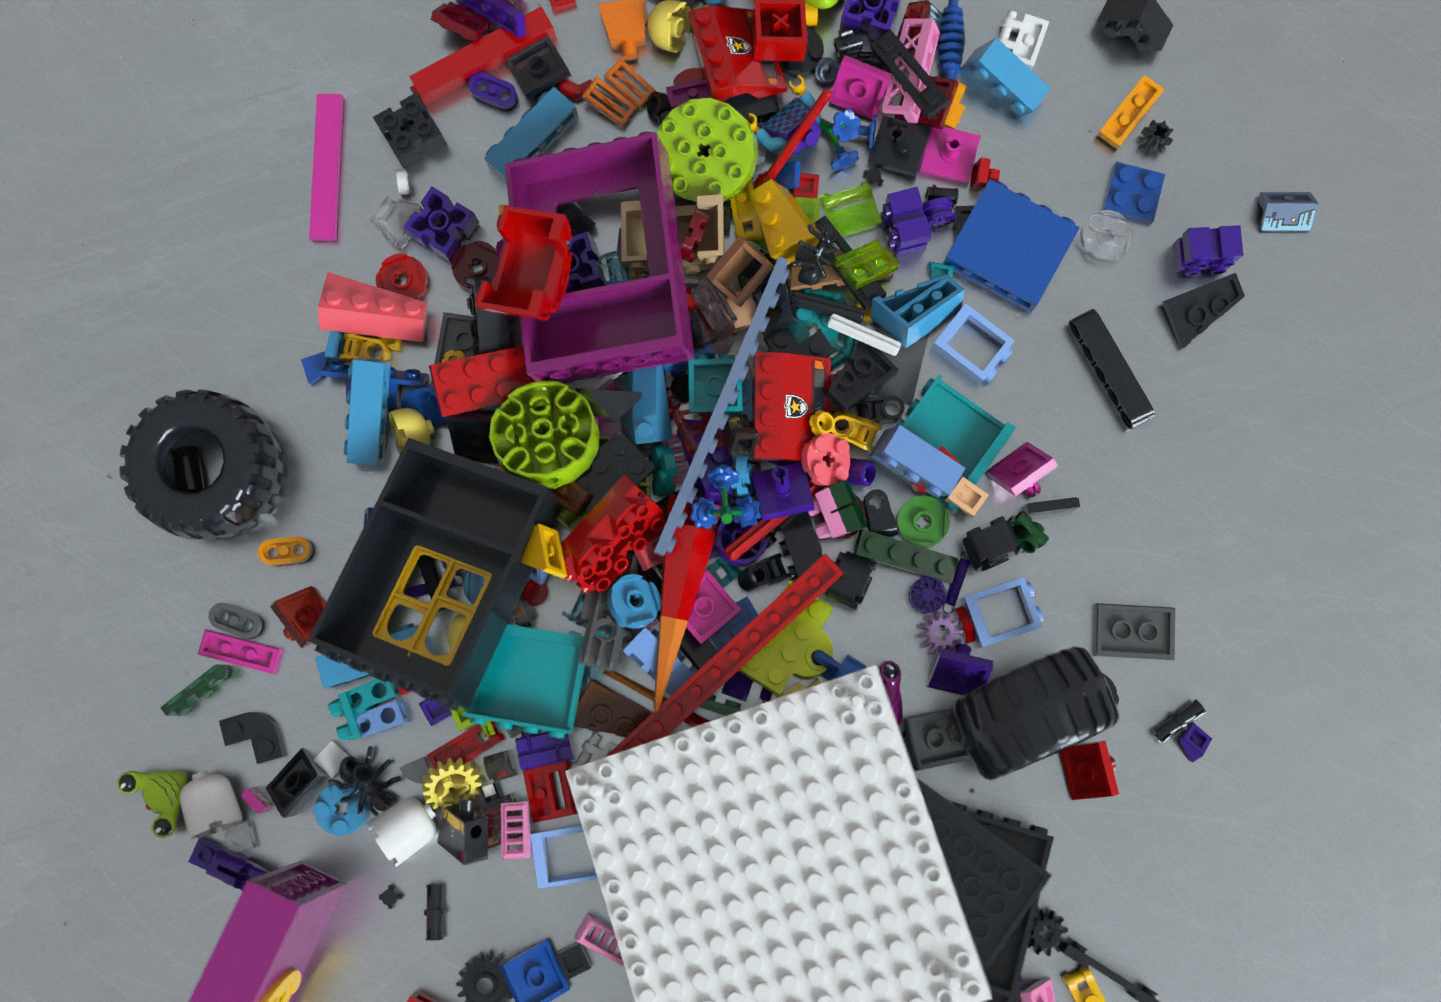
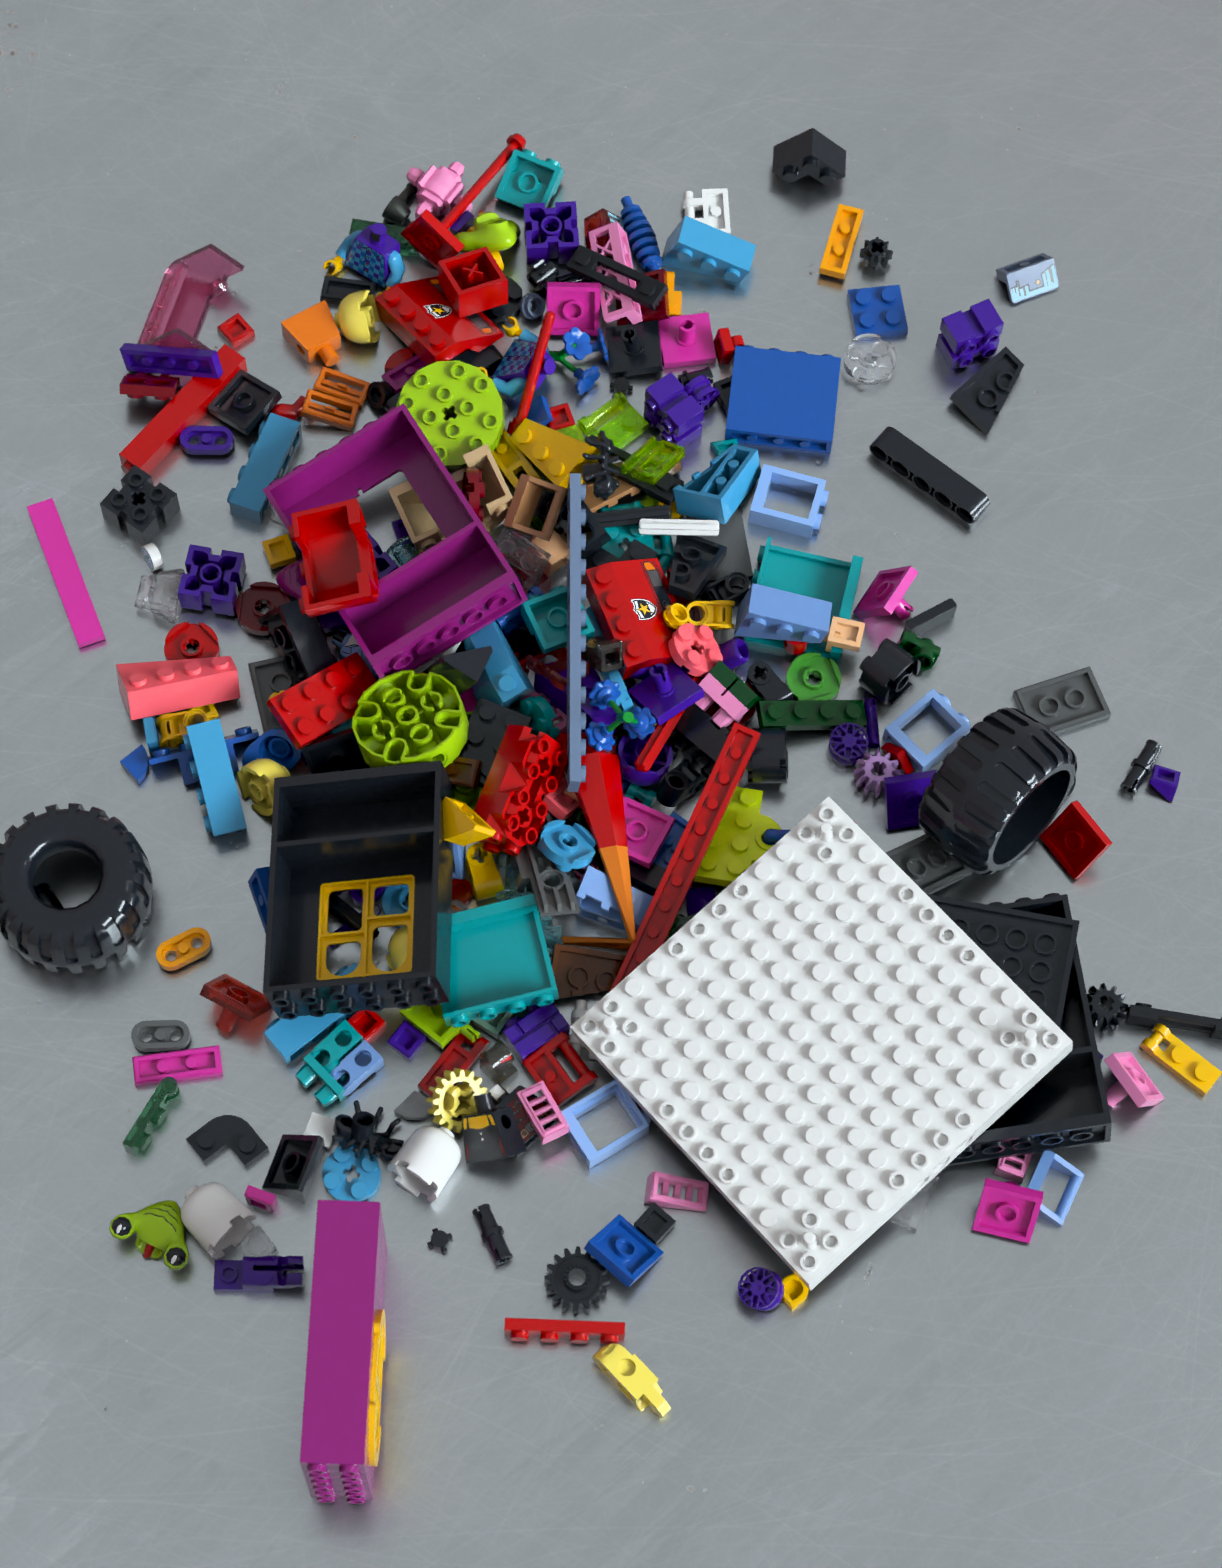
camera: 30 degrees left, 15 degrees down
(560, 593) = (483, 876): none -> yellow piece

